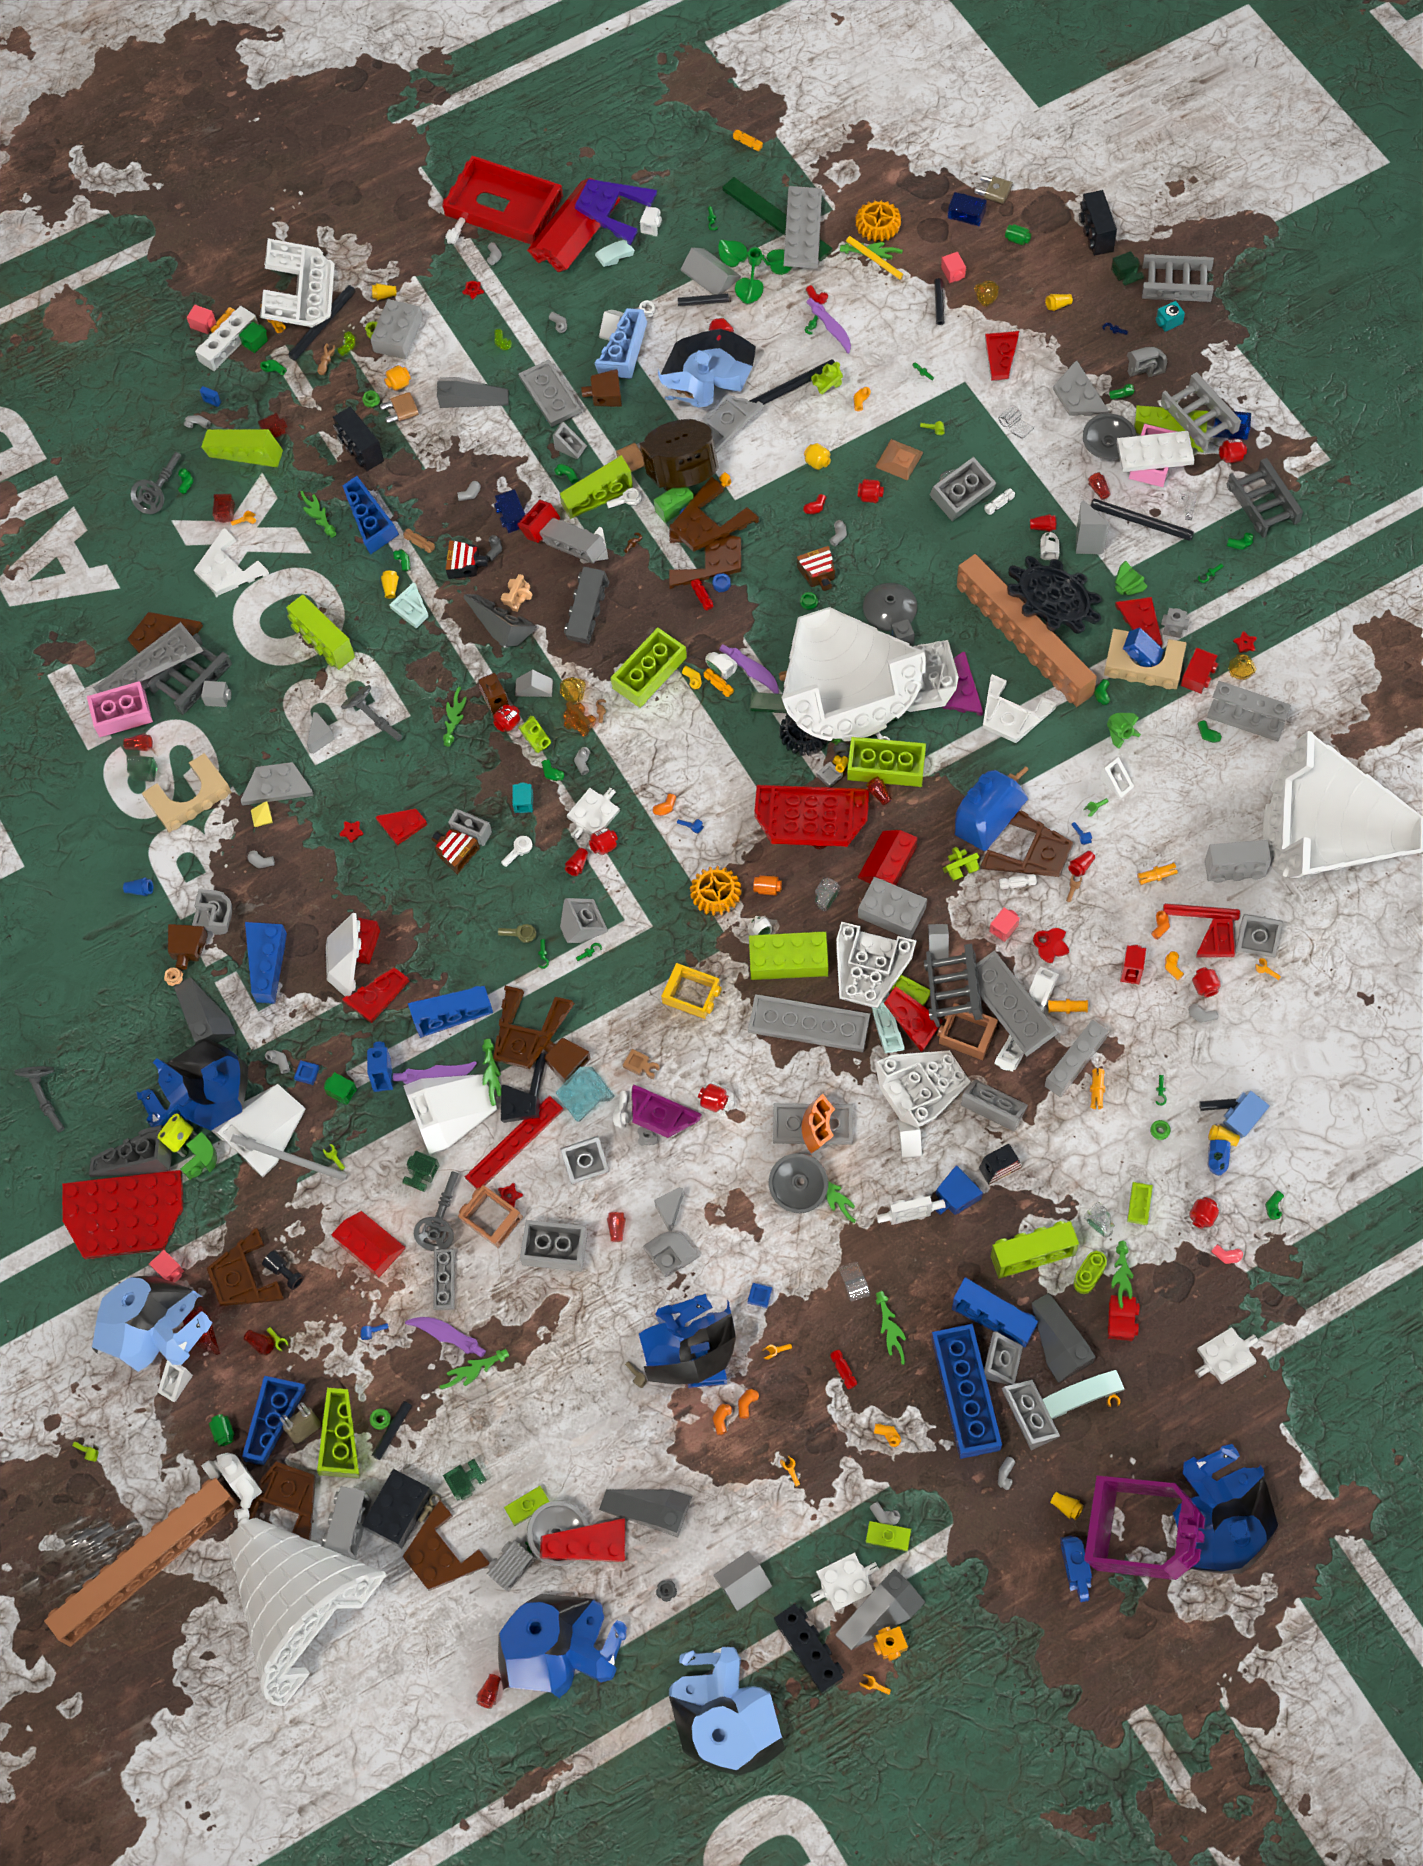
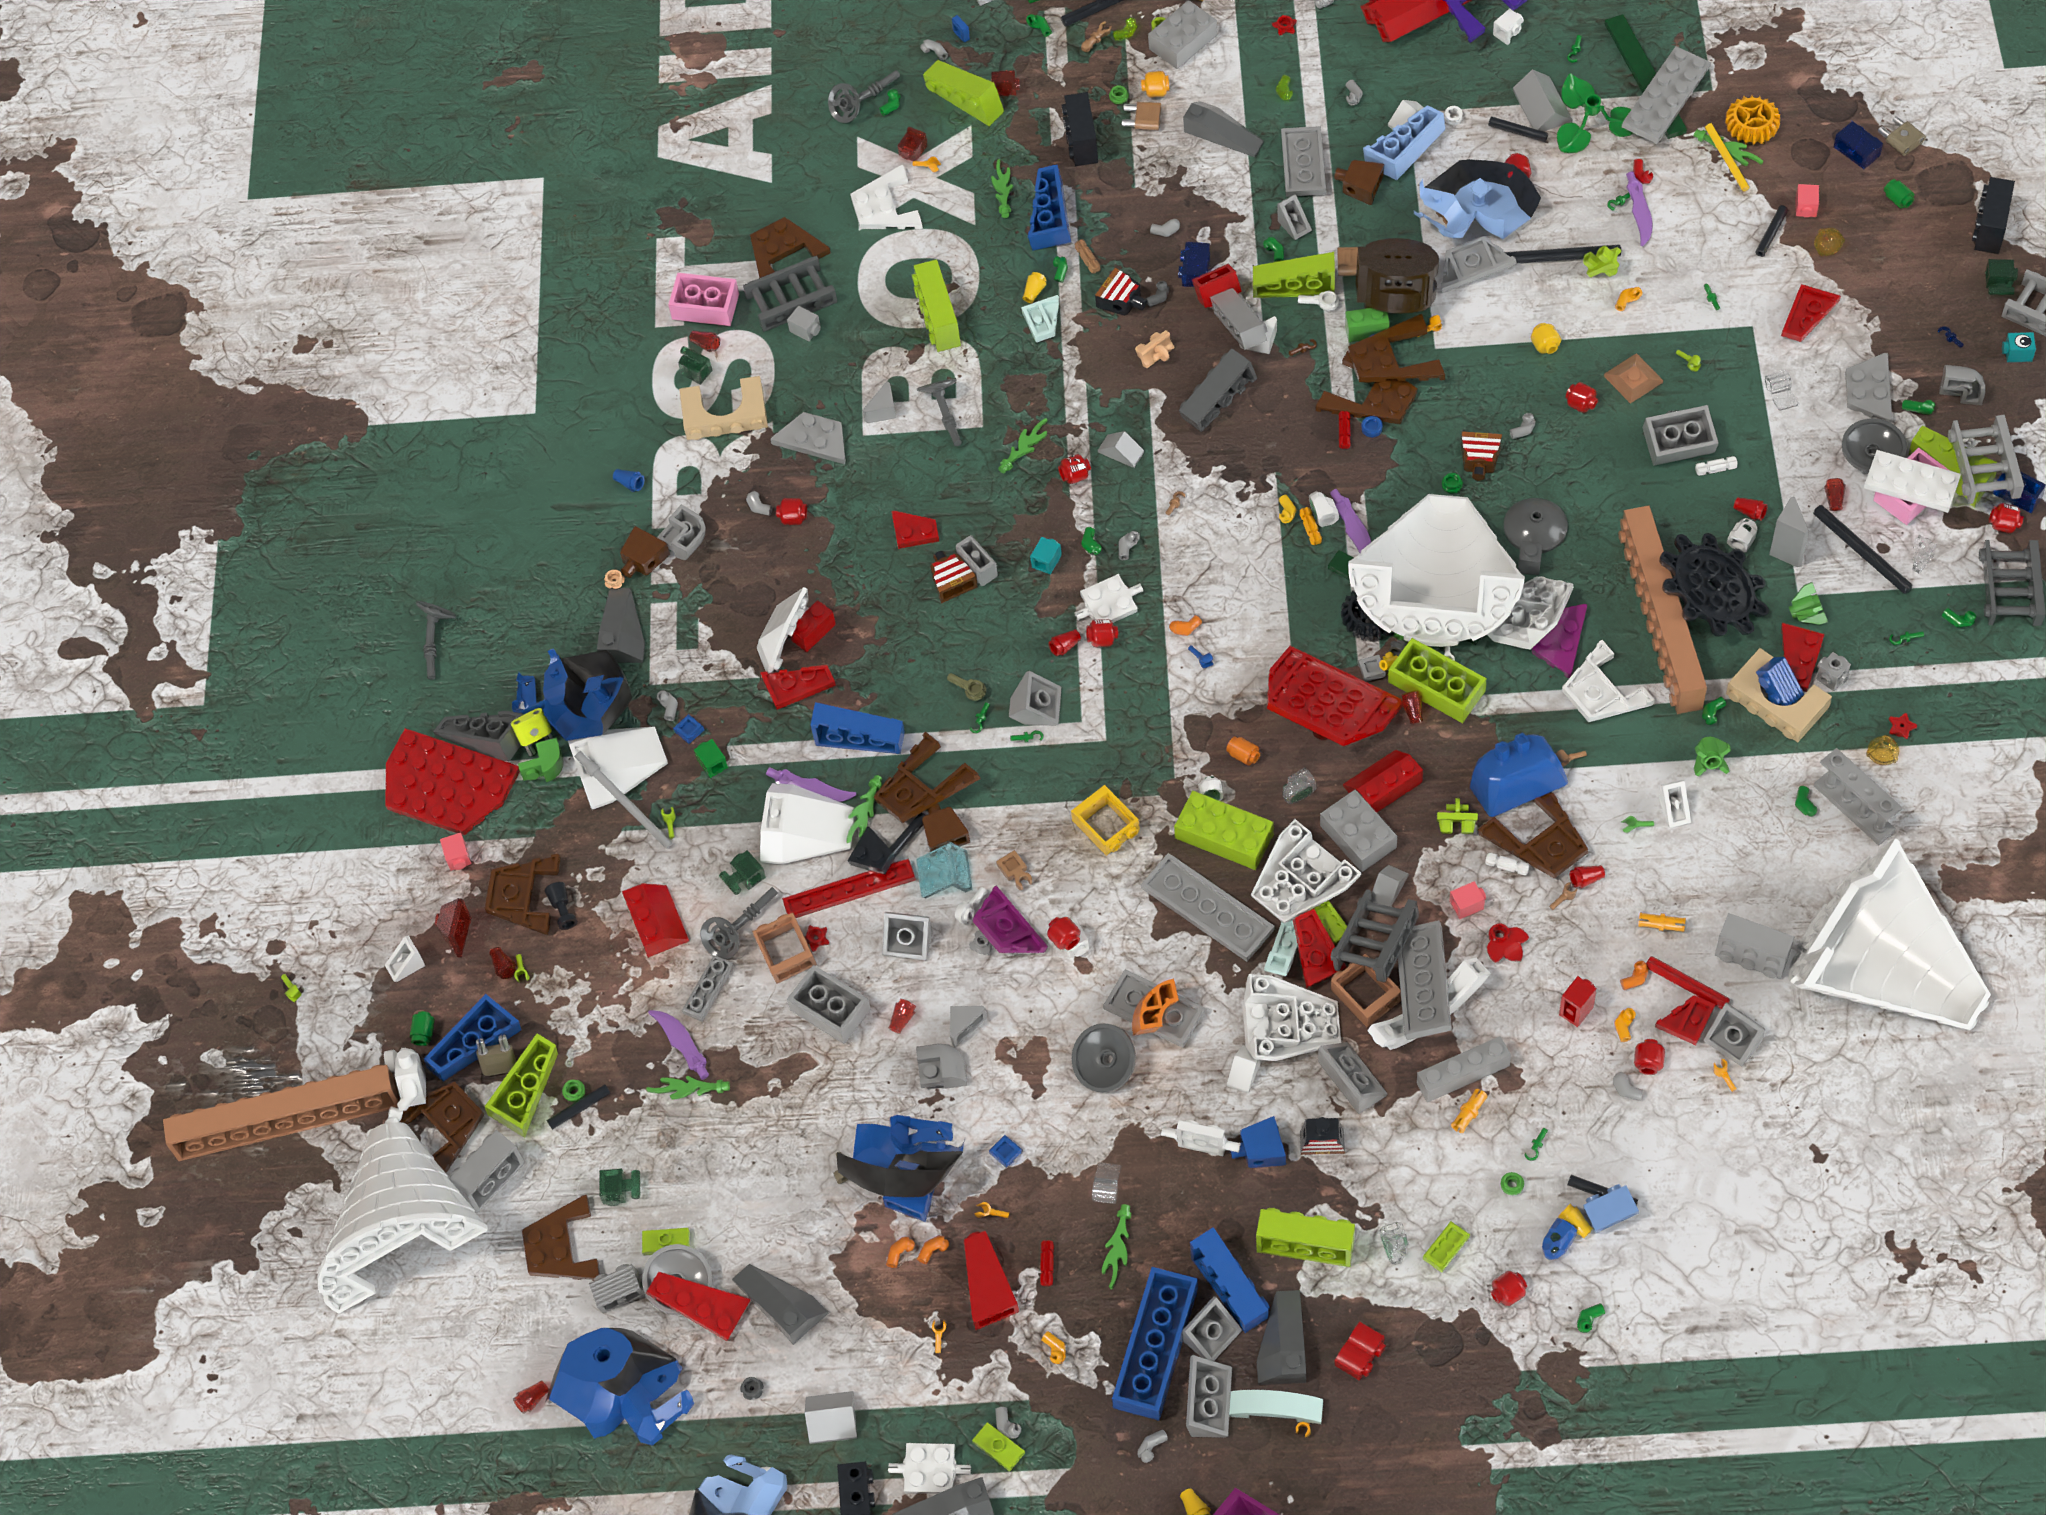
camera: 30 degrees right, 5 degrees down
(139, 1321) = (399, 884): light blue piece -> none
(160, 655) = (774, 262): light grey wing -> none
(261, 815) = (784, 461): light yellow slope -> none
(265, 959) = (708, 601): blue wedge -> none
(293, 853) = (791, 511): none -> red head
(351, 836) = (863, 519): red plate -> none
(366, 1331) = (607, 1001): blue hand -> none
(379, 1062) = (758, 755): blue torso -> none
(397, 1508) = (541, 1181): black brick -> none
(428, 1508) = (571, 1197): dark tan hand -> none
(491, 690) = (1073, 433): reddish brown torso -> none
(498, 621) = (1121, 371): dark grey wedge -> none
(522, 846) = (1019, 603): white plate -> none
(534, 734) = (1092, 497): lime hips -> none
(572, 689) = (1157, 468): clear yellow piece -> none
(576, 719) = (1142, 500): clear orange hips -> none
(612, 253) = (1448, 43): light aqua slope -> none
(648, 667) = (1245, 479): lime brick -> none
(729, 885) = (1197, 739): light orange gear -> none
(808, 1410) = (988, 1286): none -> red slope
(815, 507) = (1515, 390): red arm -> none
(835, 1197) = (1135, 1091): bright green piece -> none
(1057, 301) = (1903, 281): yellow cone -> none
(1067, 1006) = (1486, 1013): light orange pin -> none
(1085, 838) = (1606, 851): blue hand -> none
(1090, 1272) = (1352, 1289): lime brick -> none
(1121, 1274) = (1382, 1307): bright green piece -> none
(1198, 671) = (1831, 732): red brick -> none
(1226, 1355) = (1448, 1443): white plate -> none
(1227, 1257) = (1508, 1344): coral arm -> none

